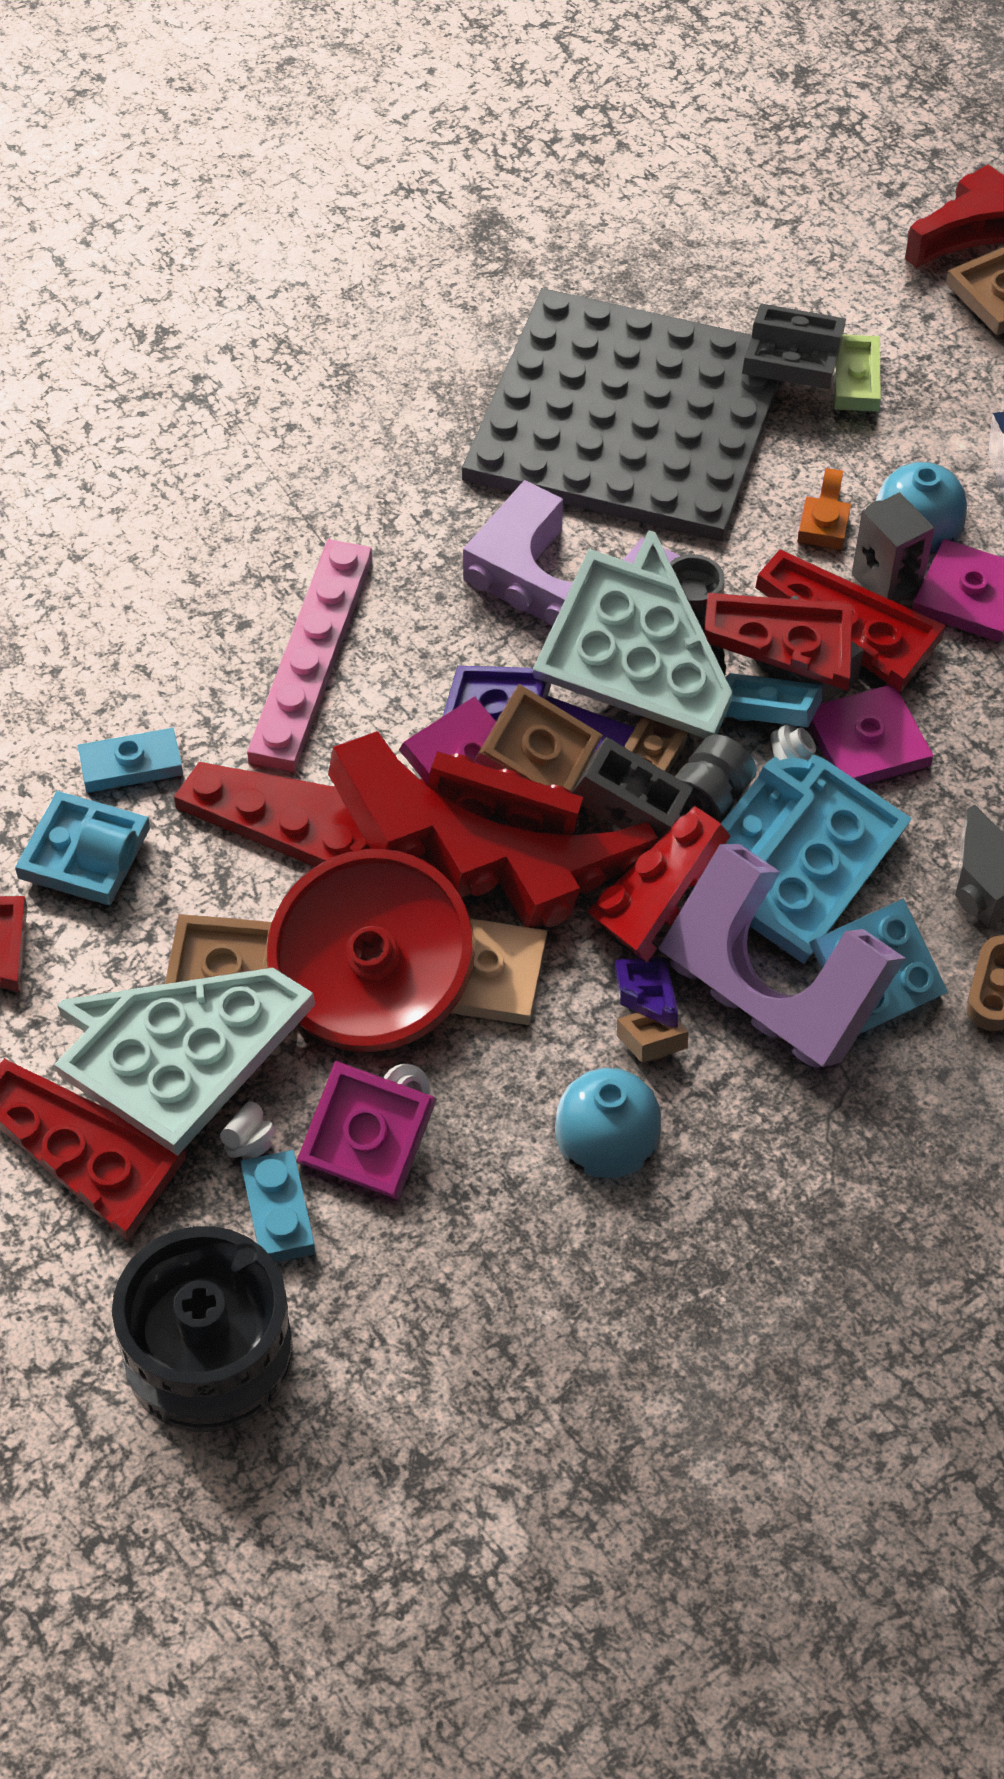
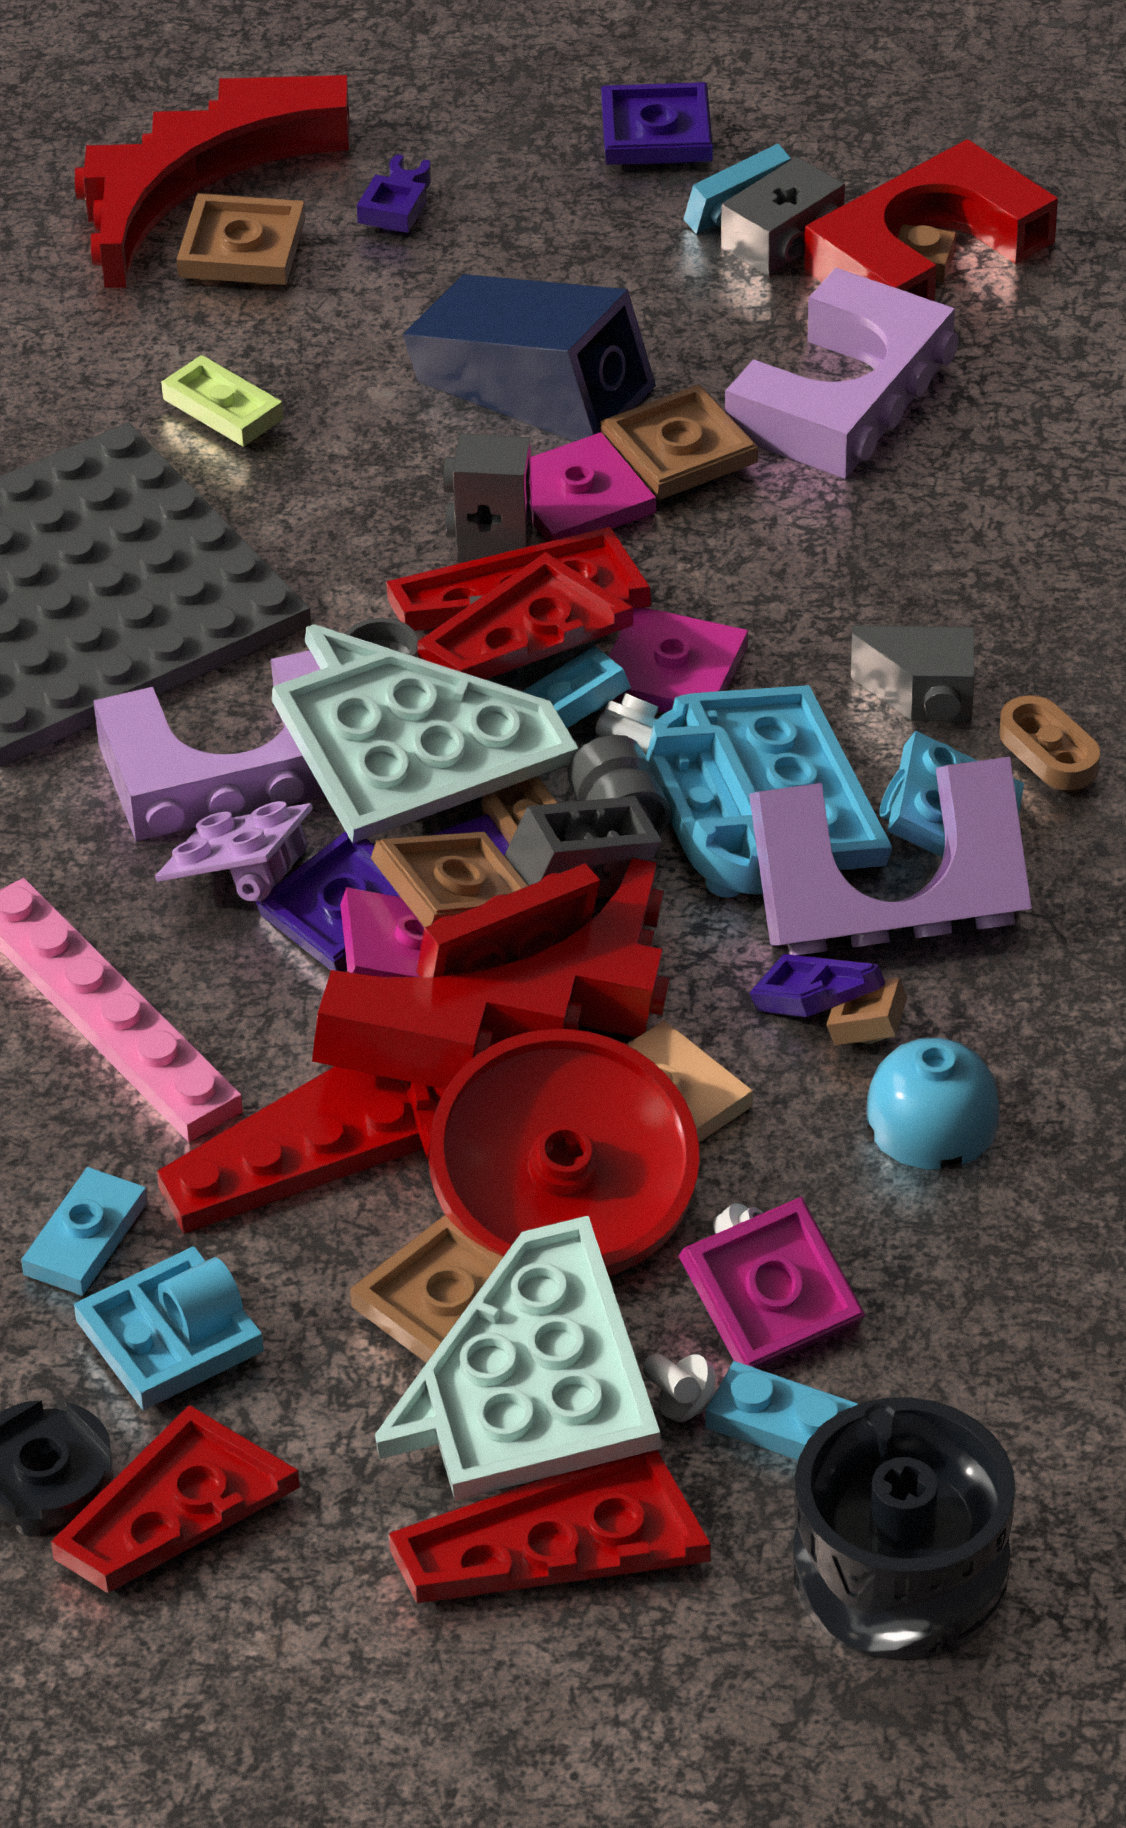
camera: 50 degrees left, 10 degrees down
(484, 631) = (253, 846): none -> lavender hinge
(651, 889) = (712, 899): red wing -> none
(794, 346) = (149, 414): dark grey slope -> none
(825, 518) = (373, 535): orange plate -> none
(934, 494) = (419, 452): medium azure cylinder -> none

